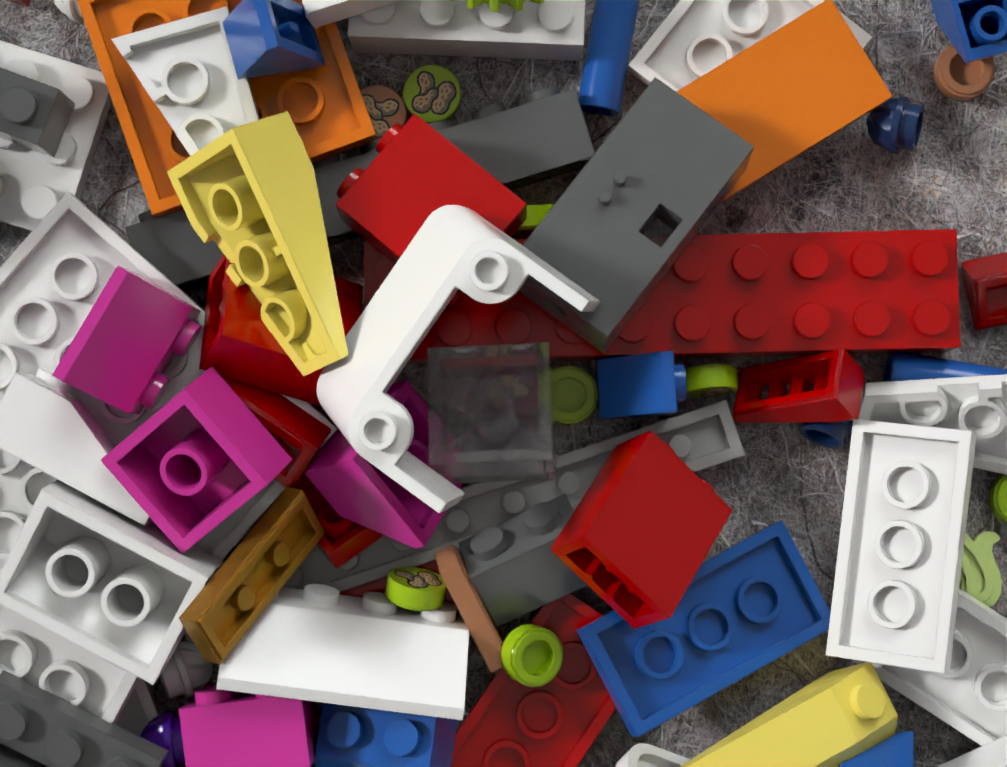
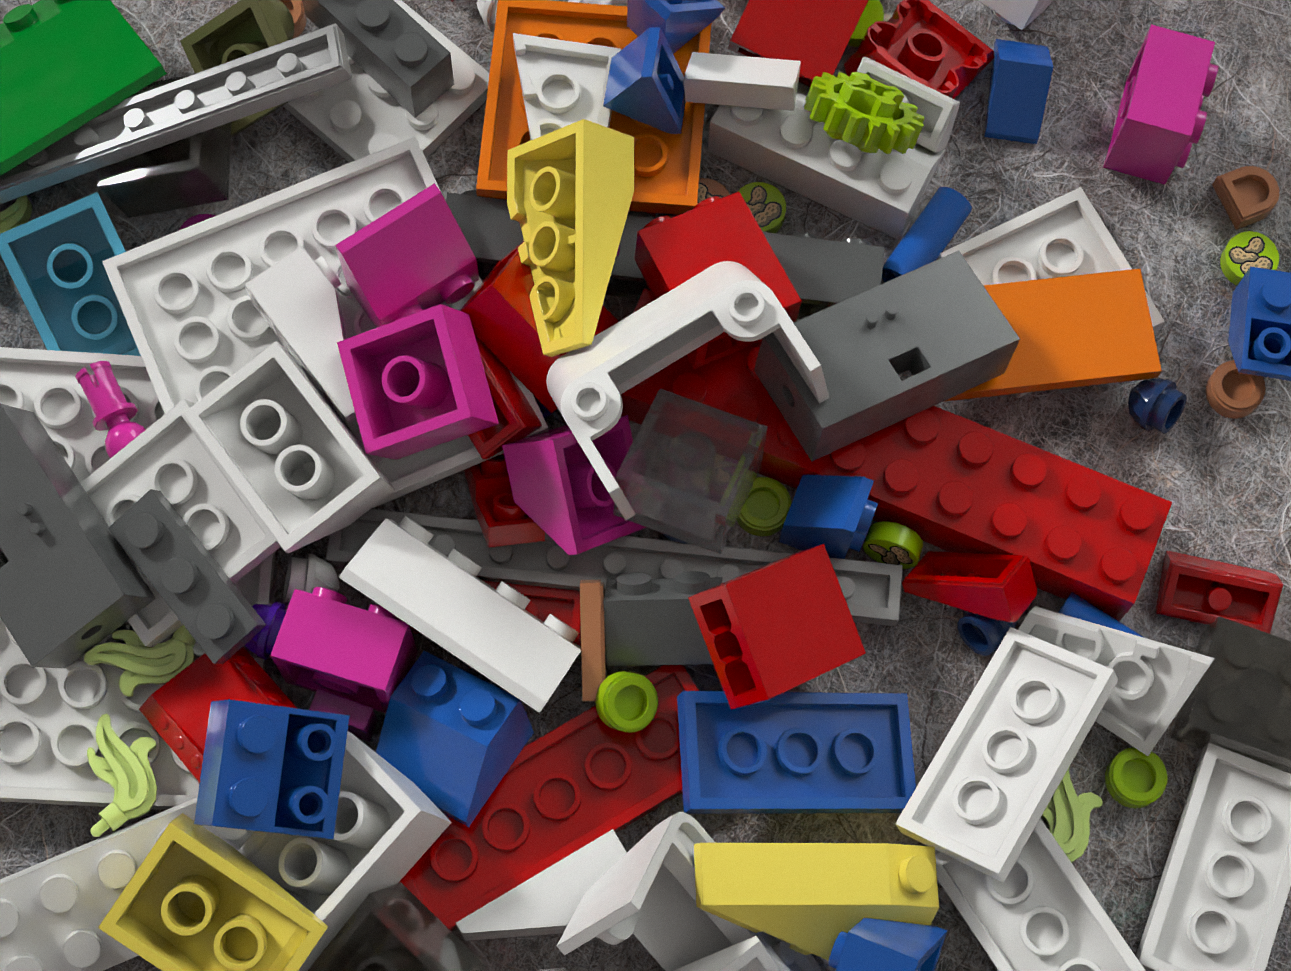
camera: 20 degrees right, 15 degrees down
(252, 575) = (416, 503): pearl gold tile -> none
(415, 588) = (550, 597): lime tile -> none

